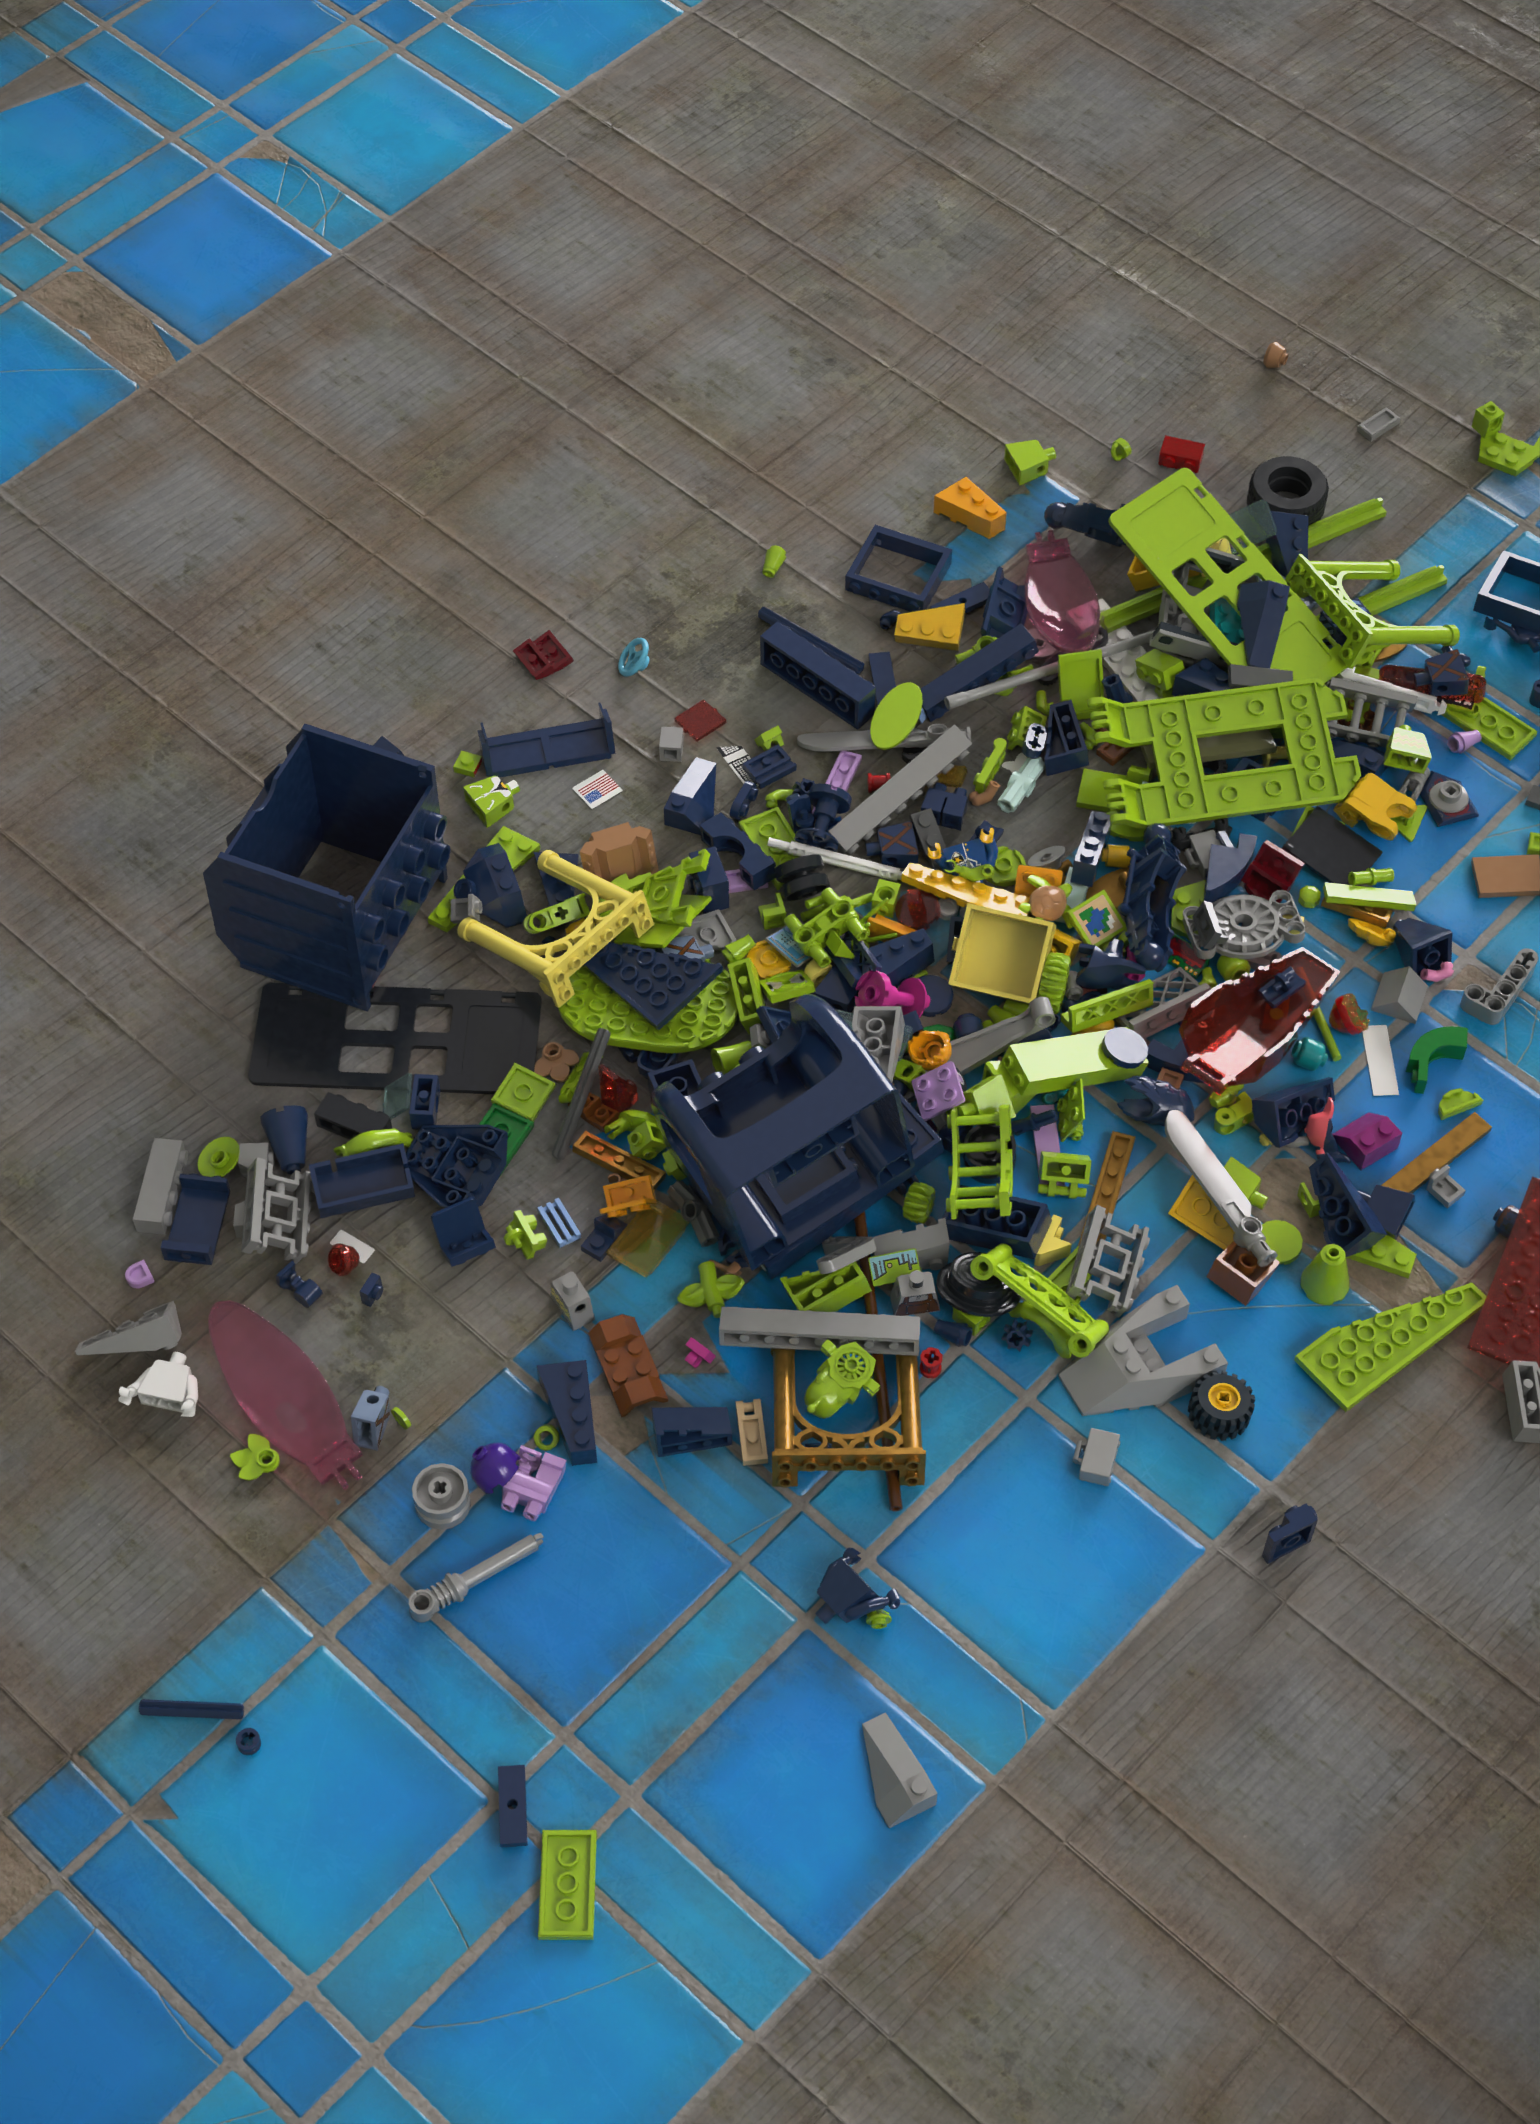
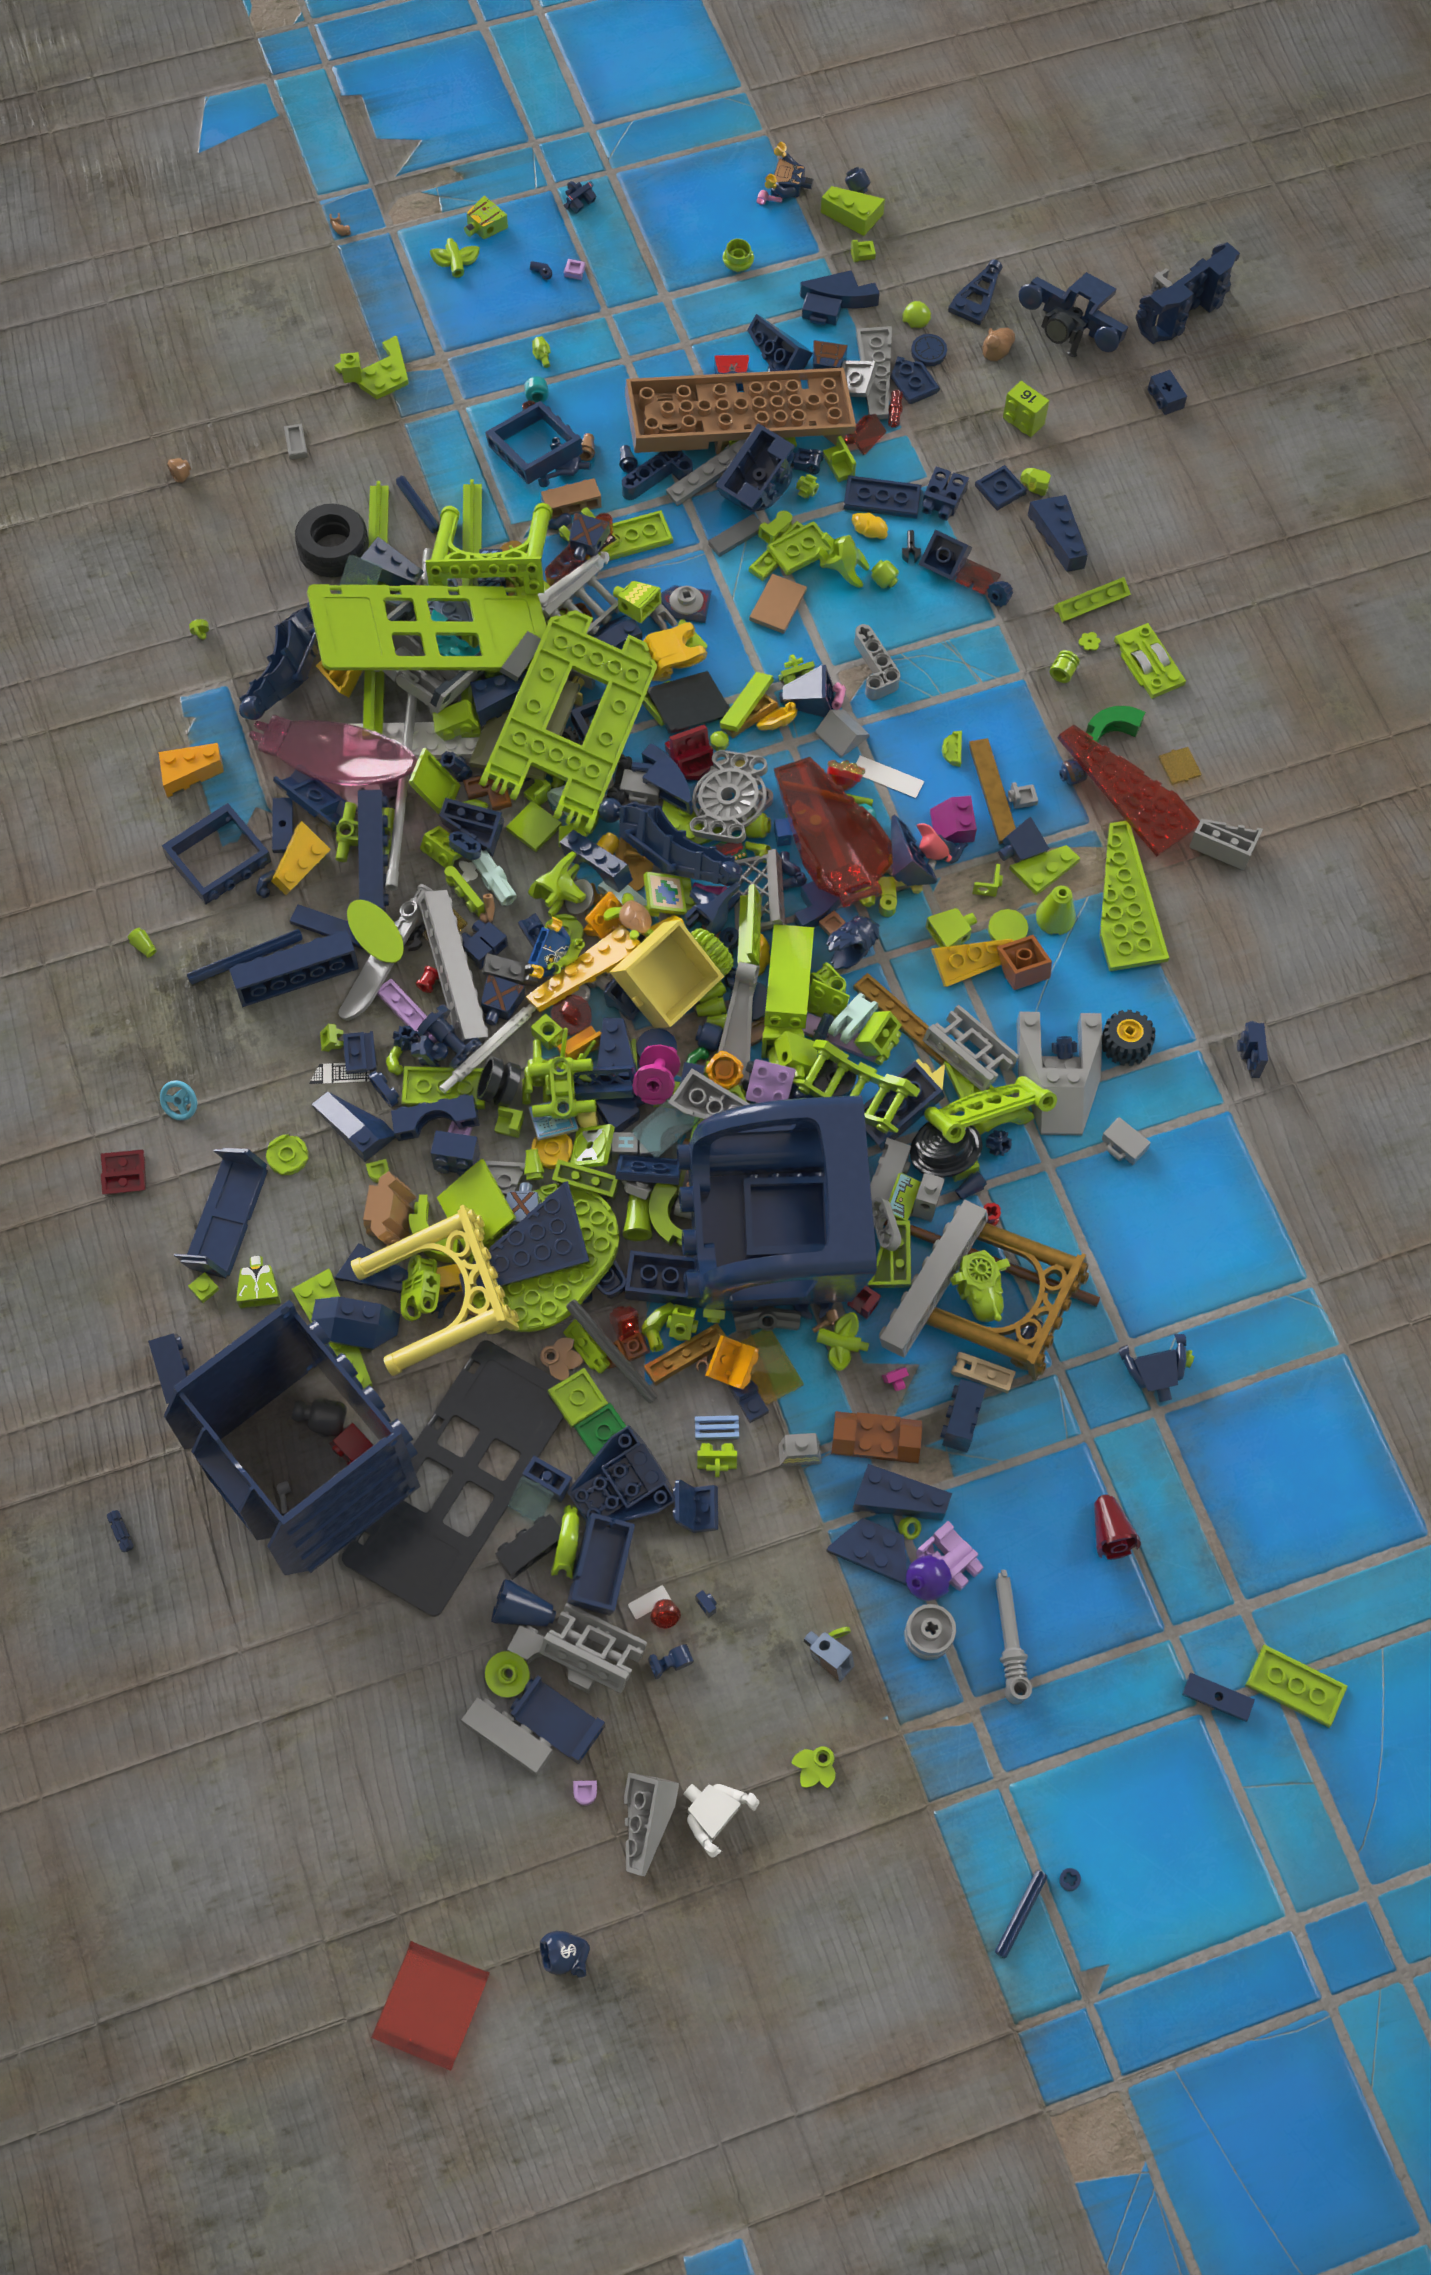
camera: 65 degrees left, 10 degrees up
(206, 812) = (120, 1531): none -> dark blue axle
(282, 1392) = (772, 1717): clear pink windscreen -> none
(464, 887) = (350, 1348): dark blue tile -> none
(465, 908) = (369, 1357): light grey bracket -> none
(507, 1410) = (873, 1549): none -> dark blue wing
(597, 789) = (294, 1196): sticker -> none
(634, 763) = (287, 1155): none -> lime tile
(642, 1622) = (1113, 1530): none -> dark red cone
(662, 837) = (377, 1169): none -> lime tile
(665, 889) = (451, 1190): lime wing -> none
(671, 744) = (289, 1115): light grey brick -> none
(700, 720) = (273, 1082): clear red piece -> none
(766, 1292) = (865, 1302): none -> dark red panel
(838, 946) = (586, 1088): lime slope -> none
(896, 1774) = (1317, 1409): light grey wedge -> none
(1028, 460) = (164, 700): lime torso -> none
(1041, 702) = (426, 822): lime arm -> none
(1044, 832) = (558, 886): none -> lime piece
(1070, 1140) = (853, 1018): none -> light aqua piece
(1101, 1105) = (829, 977): none -> lime piece
(1125, 1047) = (797, 935): tile -> none
(1168, 1349) = (1064, 1047): none -> dark blue gear
(1181, 453) = (235, 589): red brick -> none
(1208, 926) = (724, 819): dark grey hinge -> none
(1218, 1186) = (953, 938): light grey piece -> none
(1261, 614) = (470, 617): dark blue wedge -> none
(1281, 987) = (804, 802): dark blue hips -> none
(1344, 1212) = (1018, 870): dark blue wedge -> none
(1371, 876) = (729, 690): lime pin -> none
(1387, 538) = (417, 504): none -> dark blue axle
(1433, 1045) = (901, 743): green arch -> none
(1439, 919) = (789, 674): none -> lime hips
(1461, 741) = (641, 562): lavender cone -> none
(1489, 652) = (572, 498): none -> medium nougat brick

